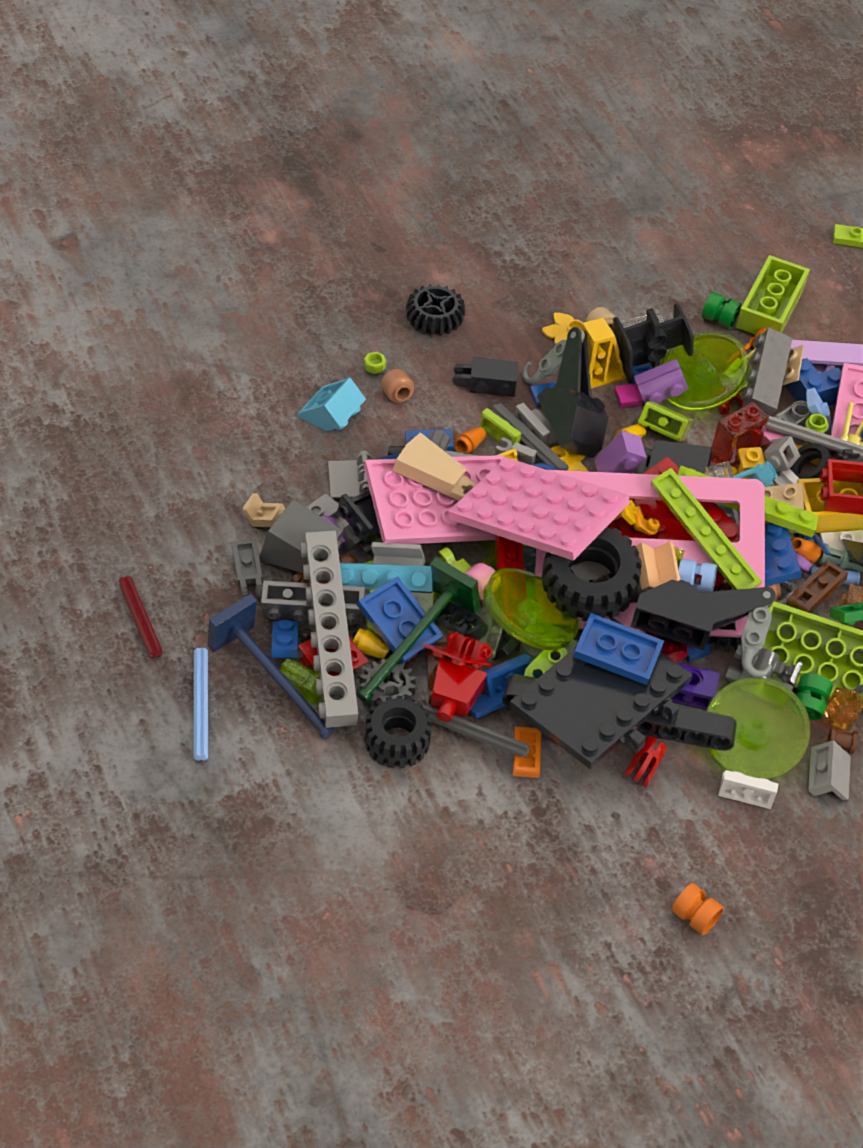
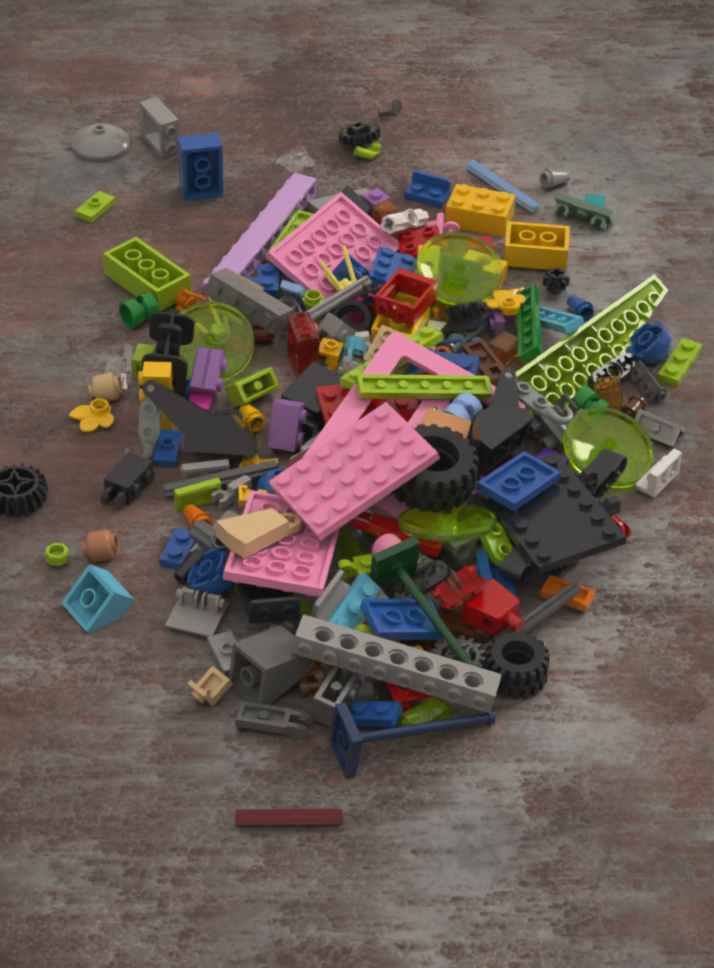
camera: 65 degrees left, 10 degrees down
(200, 704) = (417, 798): light blue axle -> none

